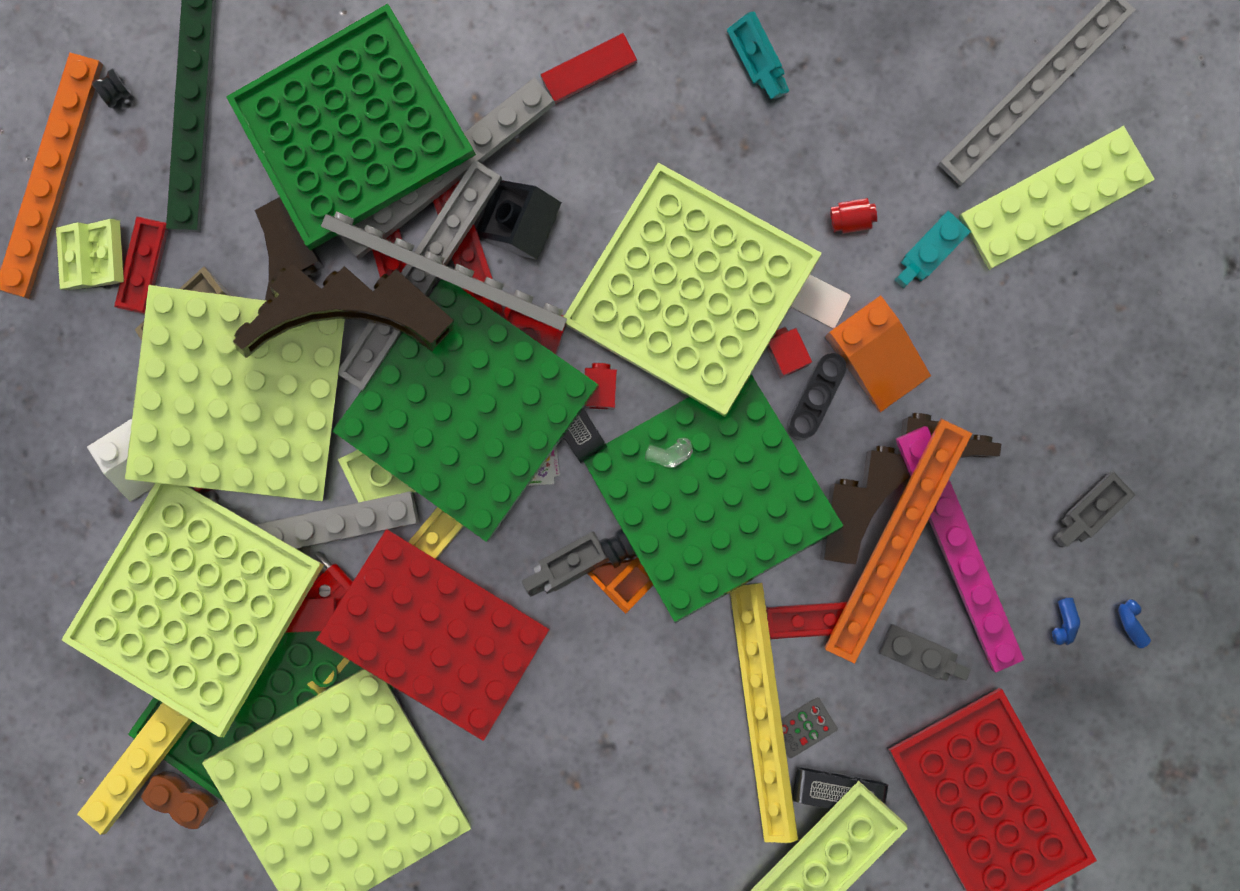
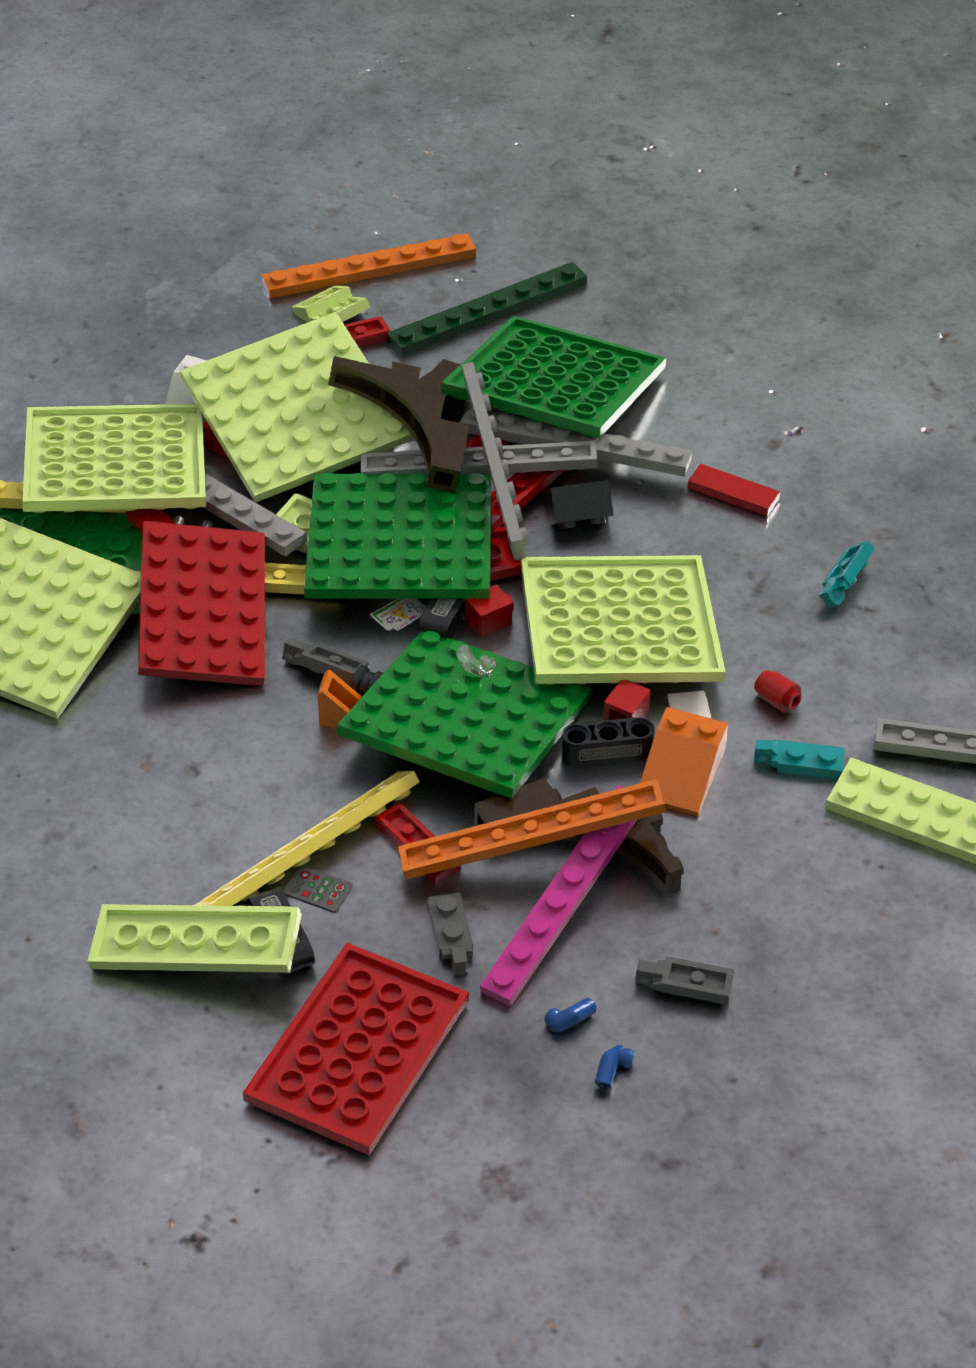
camera: 55 degrees right, 40 degrees down
(111, 88) = (462, 261): black wheel -> none

